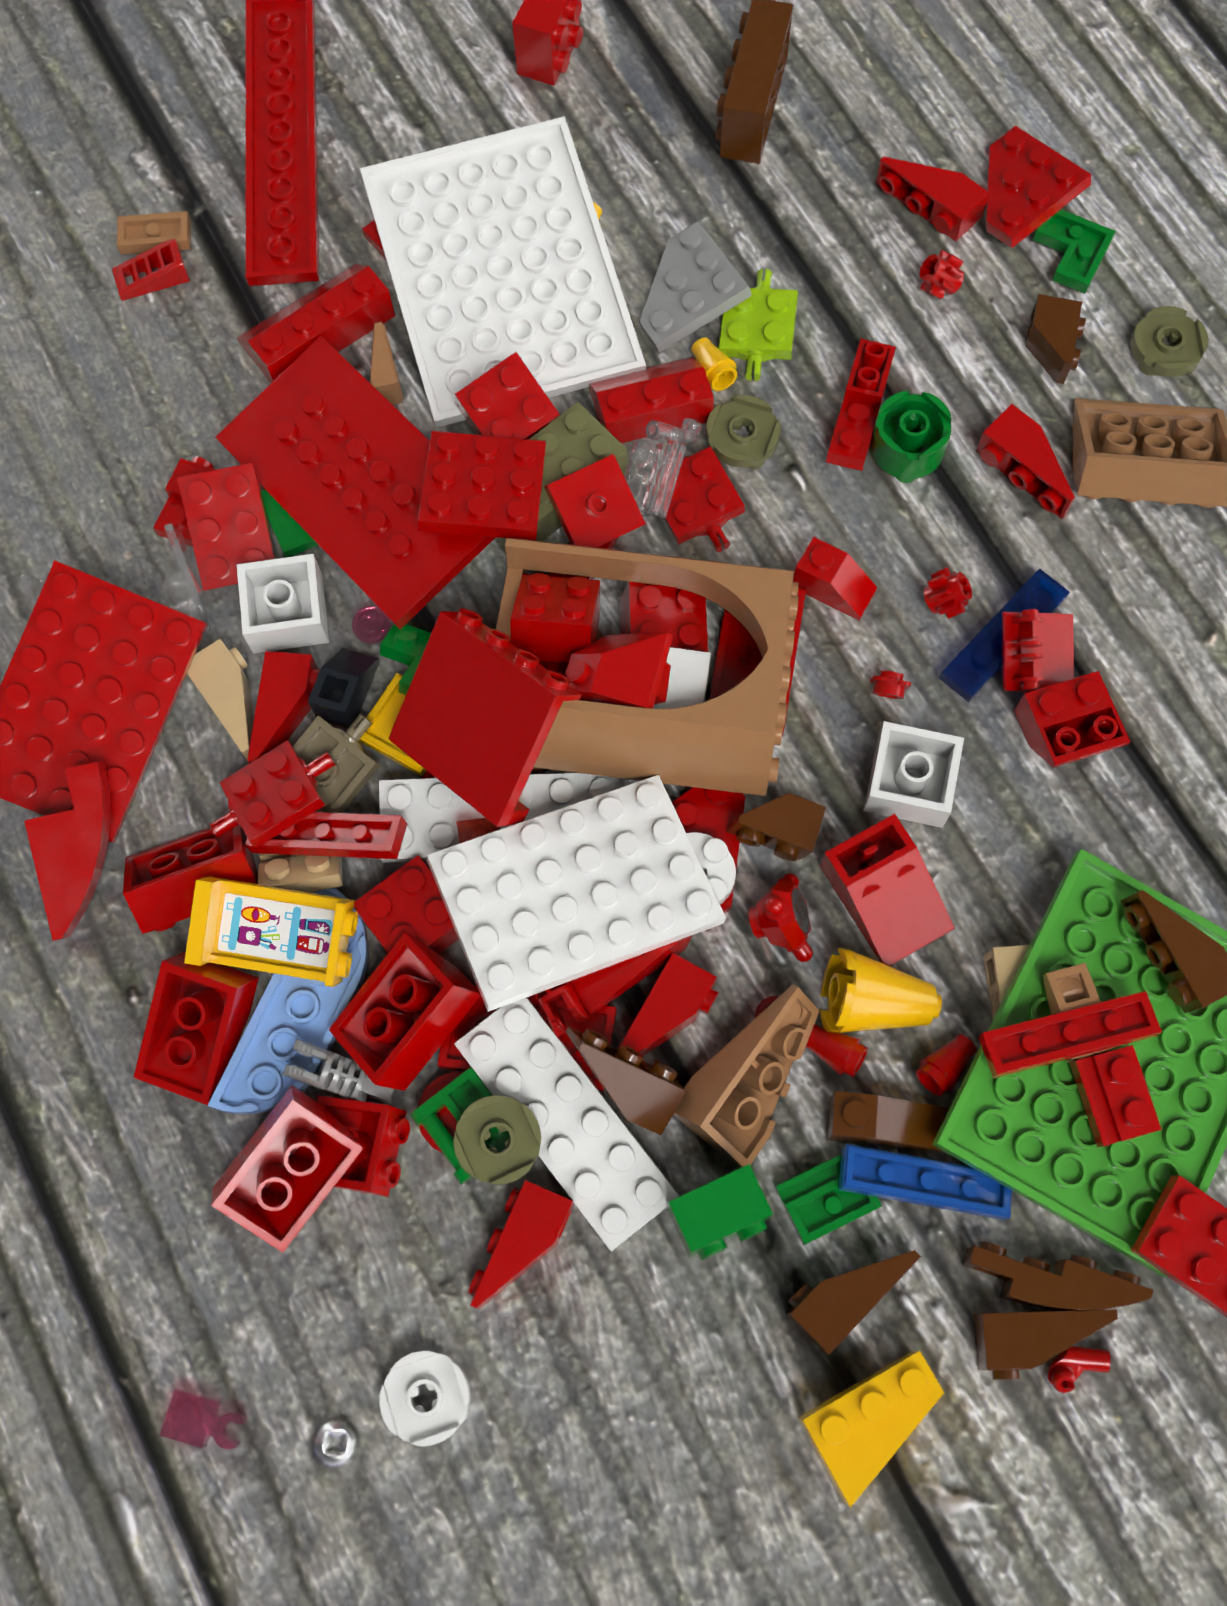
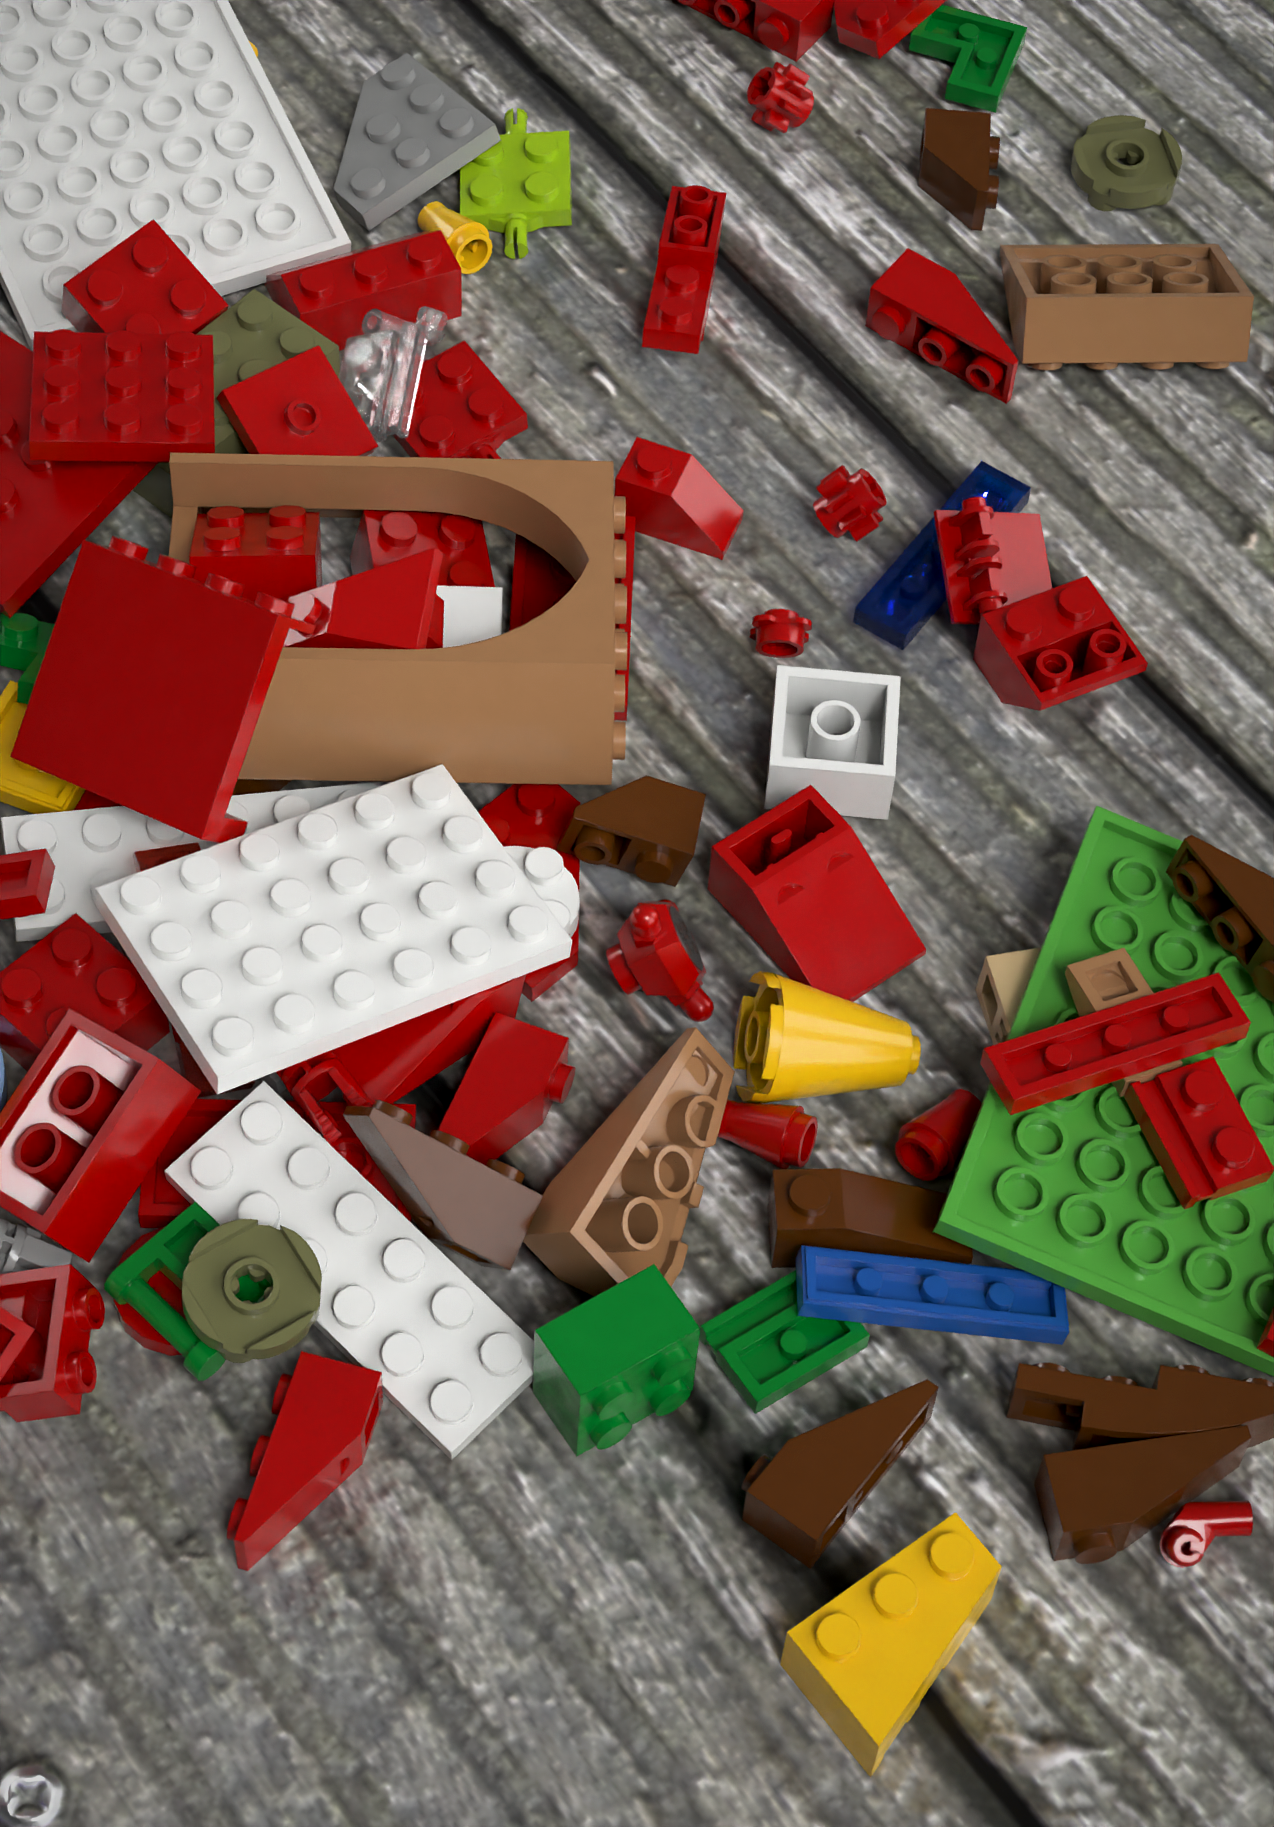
camera: 15 degrees left, 15 degrees down
(403, 1383) = (183, 1742): white plate -> none
(748, 450) = (512, 347): olive plate -> none
(911, 435) = (764, 303): green brick -> none

